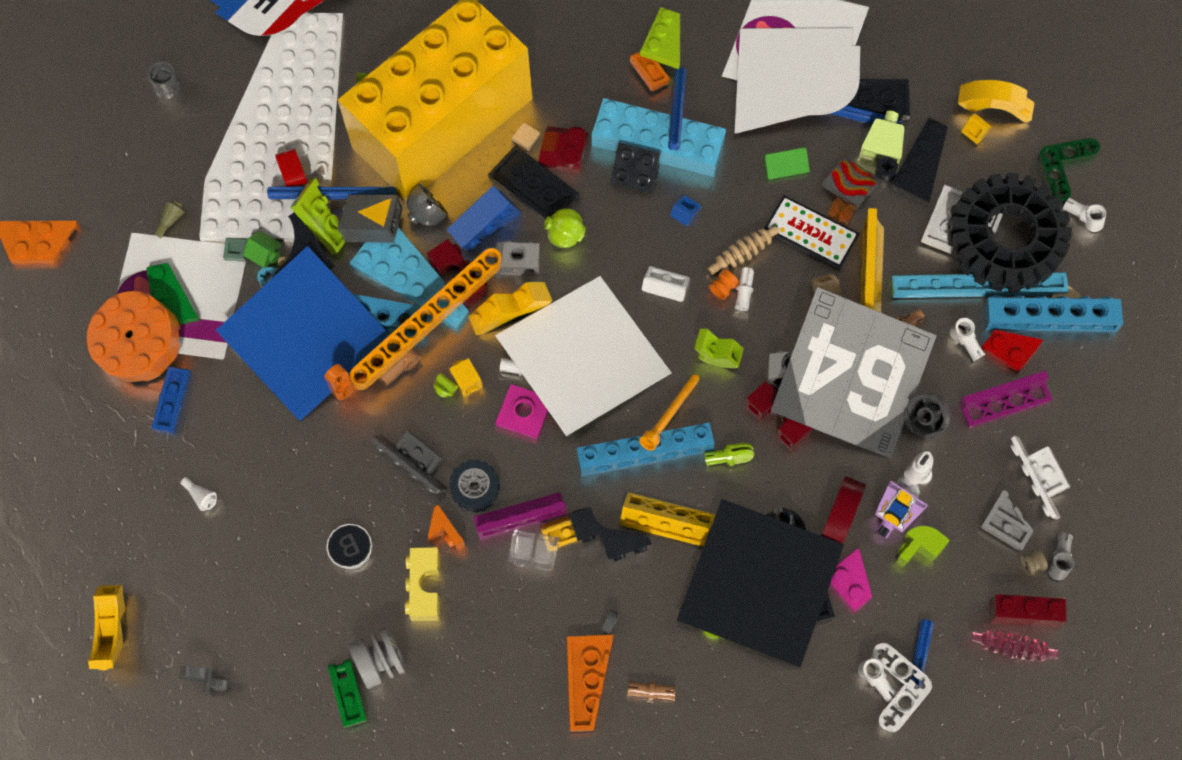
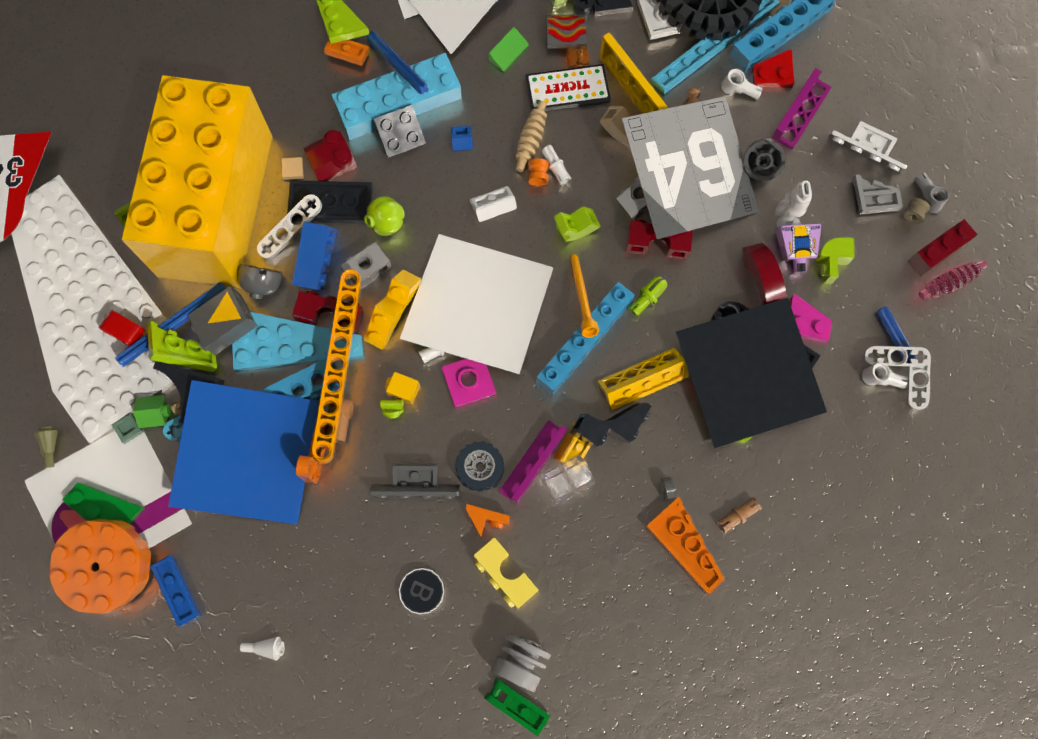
camera: 45 degrees left, 5 degrees up
(483, 178) = (286, 223): none -> white beam

